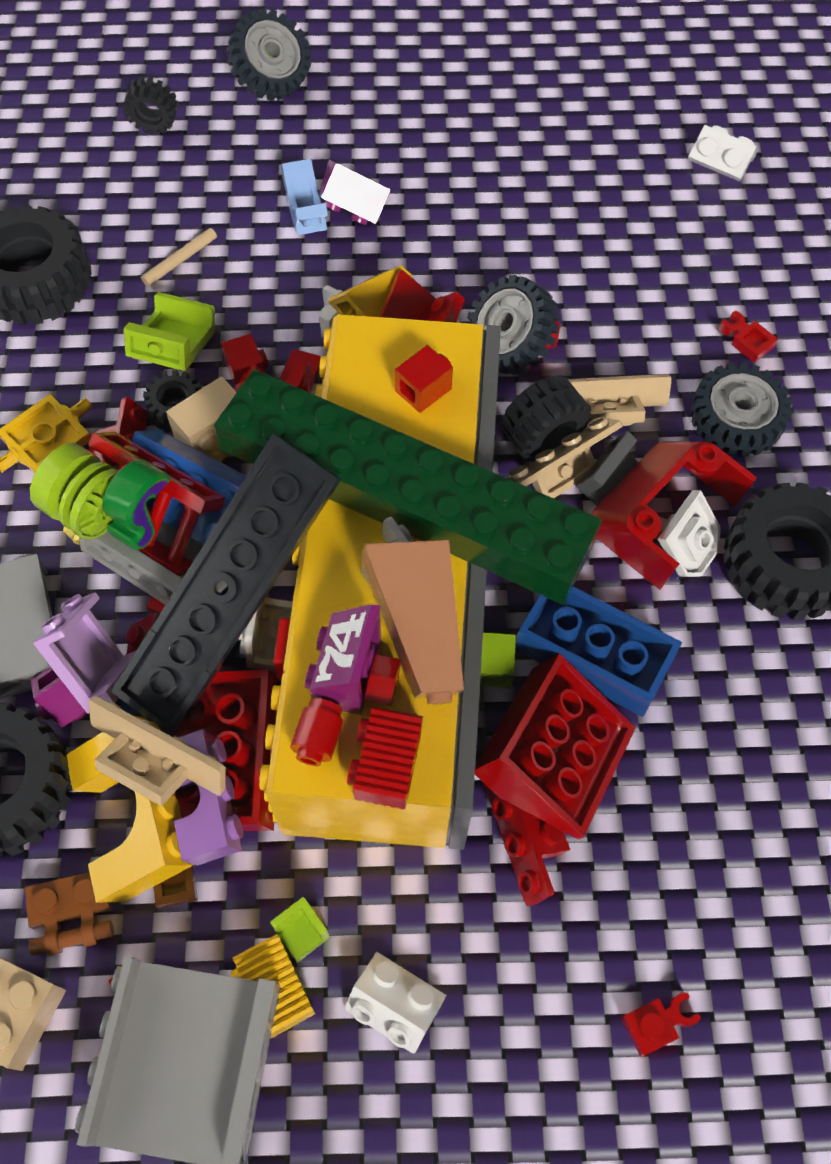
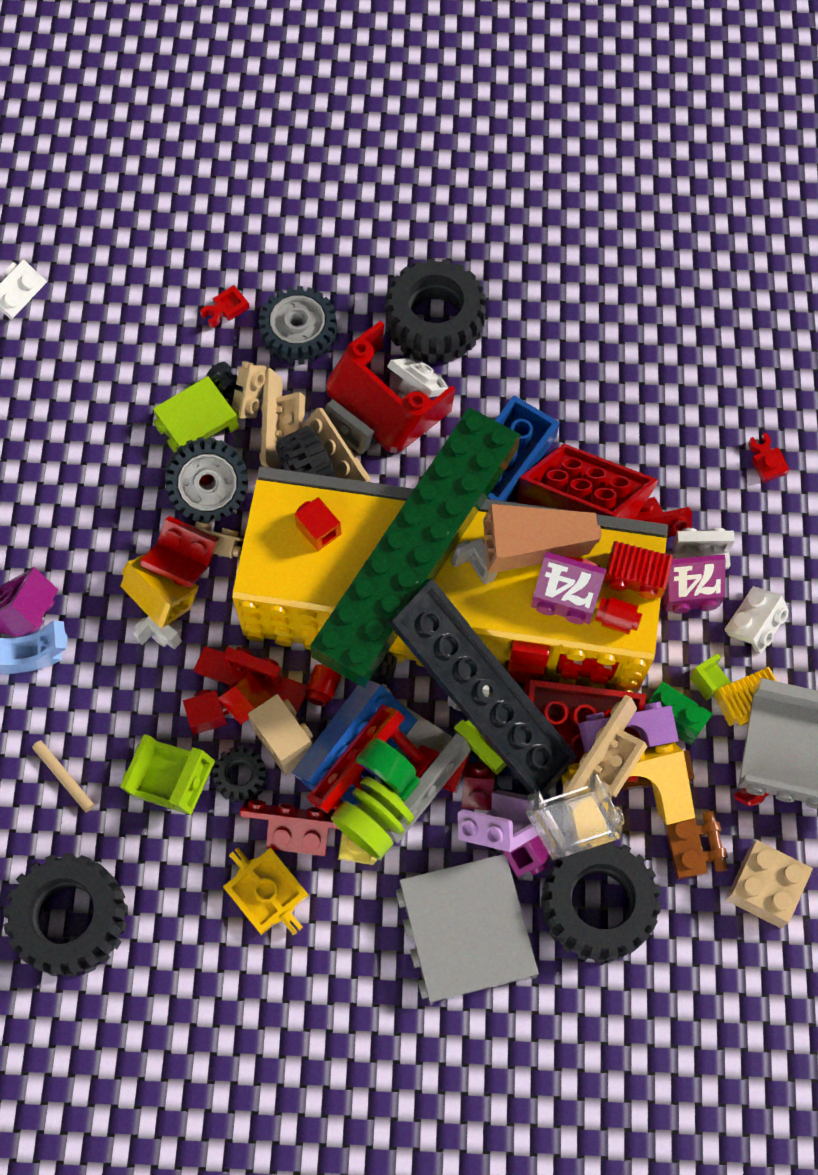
camera: 85 degrees left, 5 degrees up
(67, 725) = (575, 819): none -> clear panel
(245, 879) = (687, 714): none -> green brick
(433, 898) = (695, 584): none -> magenta slope
(490, 916) = (696, 543): none -> white bracket
(600, 319) = (194, 414): none -> lime panel
(642, 360) = (247, 402): none -> tan hinge
(646, 345) = (223, 379): none -> black wheel

